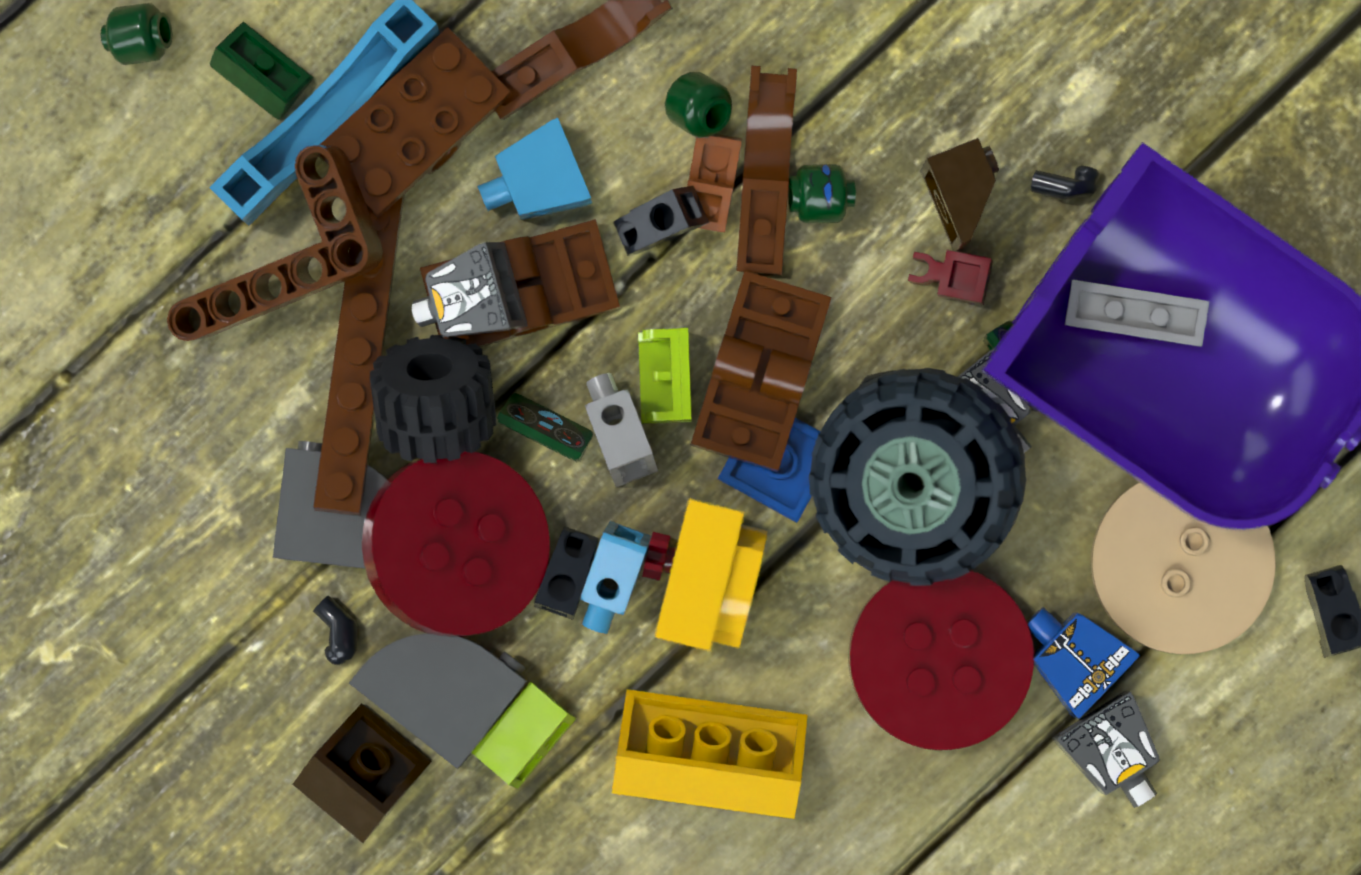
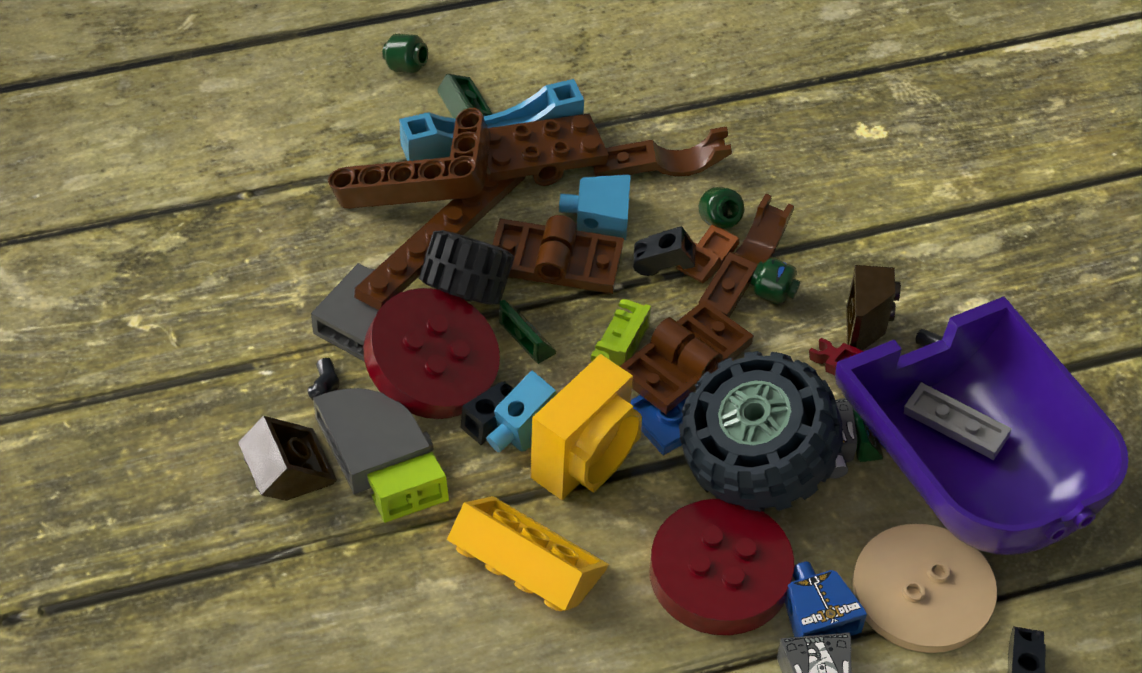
camera: 25 degrees right, 35 degrees down
(472, 294) = (525, 228): dark grey torso -> none
(622, 444) = (575, 335): light grey torso -> none

